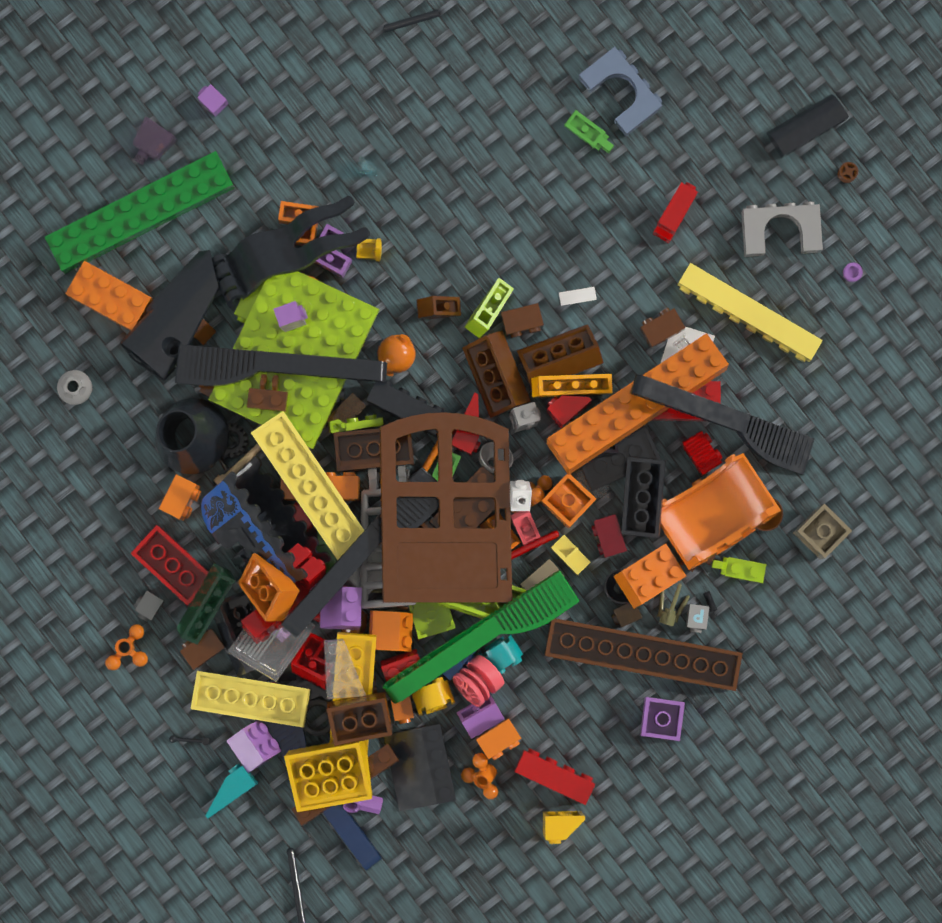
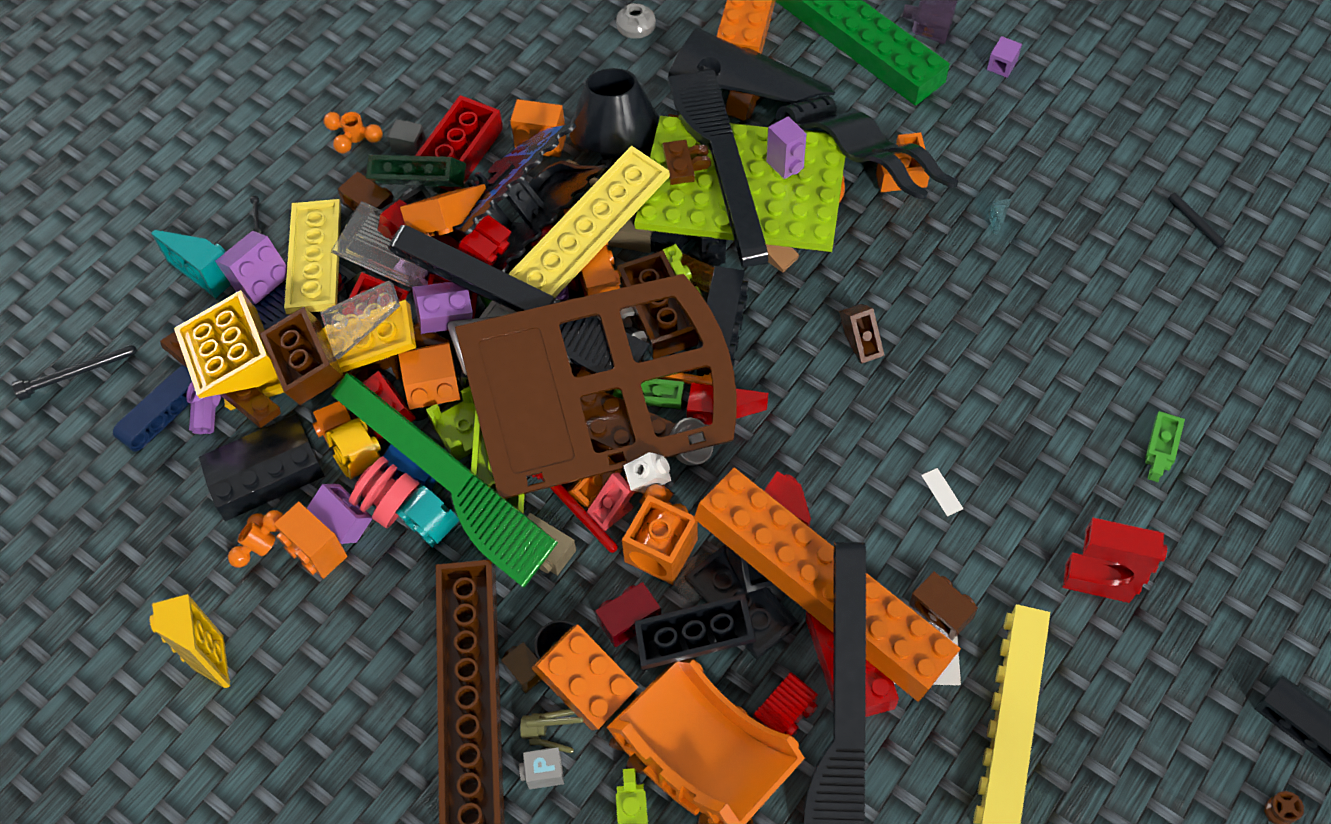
camera: 80 degrees right, 25 degrees down
(334, 261) = (878, 198): medium lavender brick -> none
(370, 249) = (902, 246): yellow tile -> none
(397, 352) = (784, 297): orange brick -> none
(489, 308) = (883, 386): lime slope -> none
(496, 374) = (803, 418): reddish brown slope -> none
(522, 320) = (883, 429): reddish brown brick -> none
(525, 417) = (757, 460): light grey head -> none
(555, 777) = (267, 627): red brick -> none
(561, 354) = (852, 487): reddish brown slope -> none
(570, 555) = (586, 571): light yellow panel -> none
(571, 385) = (822, 504): light orange brick -> none
(615, 66) = (1237, 499): sand blue arch -> none
(662, 718) = (379, 755): medium lavender brick -> none
(710, 602) = (572, 784): black piece -> none
(804, 216) = (1153, 693): light grey arch -> none

